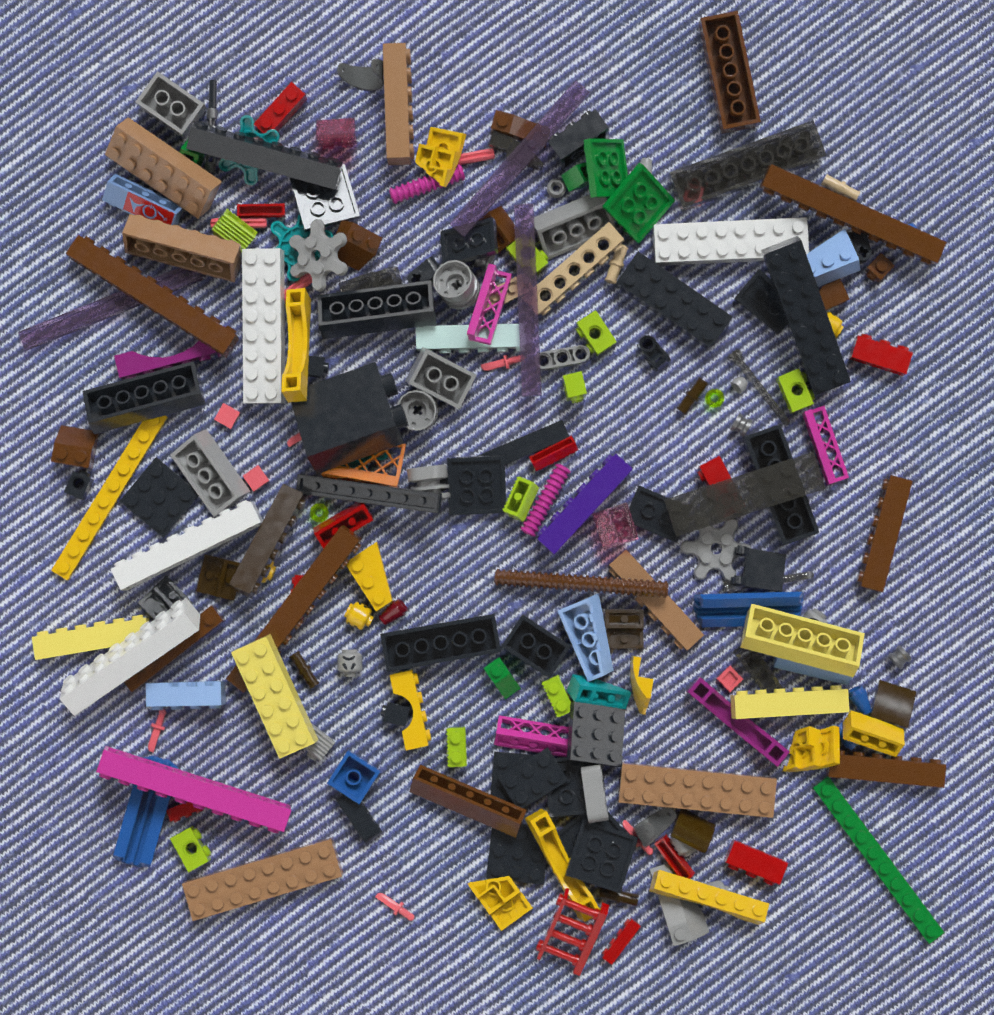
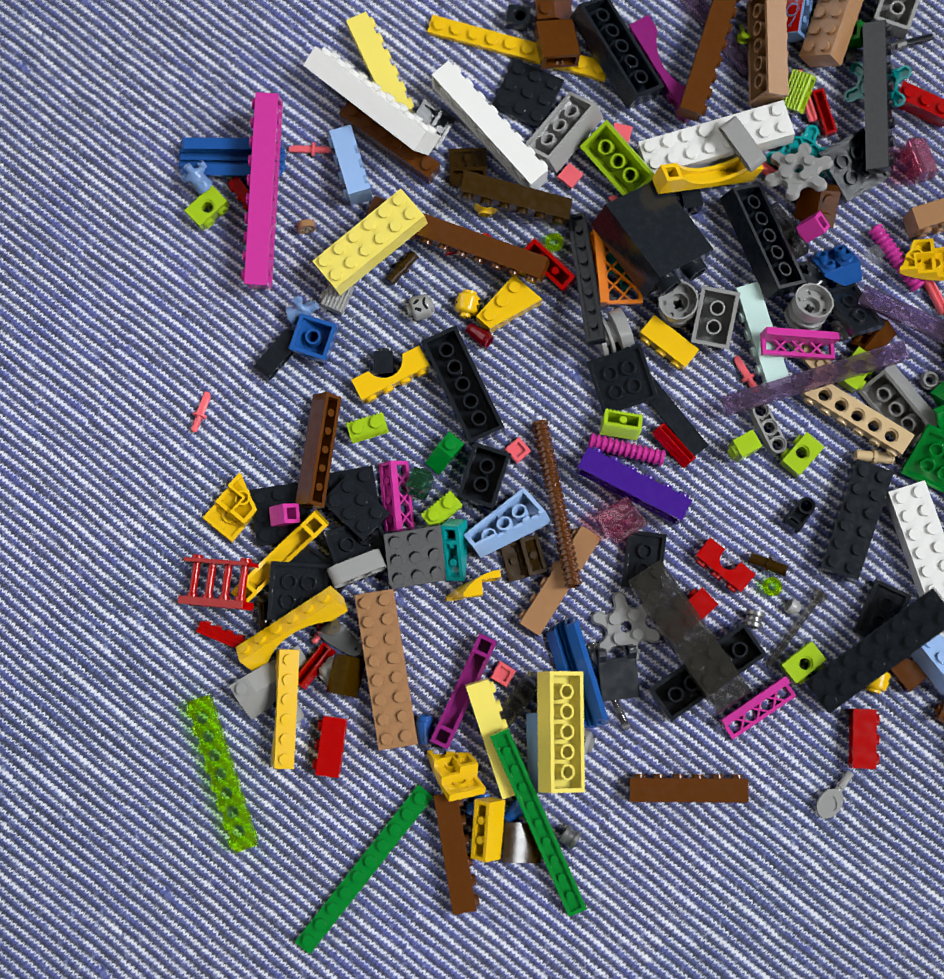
camera: 75 degrees right, 5 degrees down
(119, 455) = (557, 43): none -> reddish brown brick
(159, 851) = (197, 177): none -> medium blue piece
(161, 267) = (742, 35): none -> lime hand
(236, 754) = (306, 226): none -> medium nougat tile
(258, 429) = (617, 159): none -> lime slope
(262, 879) = (195, 281): medium nougat brick -> none
(278, 303) = (742, 144): none -> light grey beam
(322, 776) = (293, 313): none -> medium blue piece
(377, 257) = (812, 227): none -> dark pink brick
(419, 243) = (838, 265): none -> blue slope
(422, 207) = (868, 257): none -> clear plant
(452, 430) = (668, 343): none -> yellow brick
(517, 605) = (518, 450): none -> coral tile
(523, 850) = (284, 514): none -> dark pink brick
(525, 709) = (420, 483): none -> clear green brick
(625, 840) = (320, 608): none -> yellow arch
(697, 428) = (709, 557): none -> red arch
(744, 967) = (249, 838): none -> clear neon green brick
(759, 767) = (424, 728): none -> blue cone
(878, 684) = (538, 822): none -> green plate
(928, 401) = (831, 800): none -> light grey piece

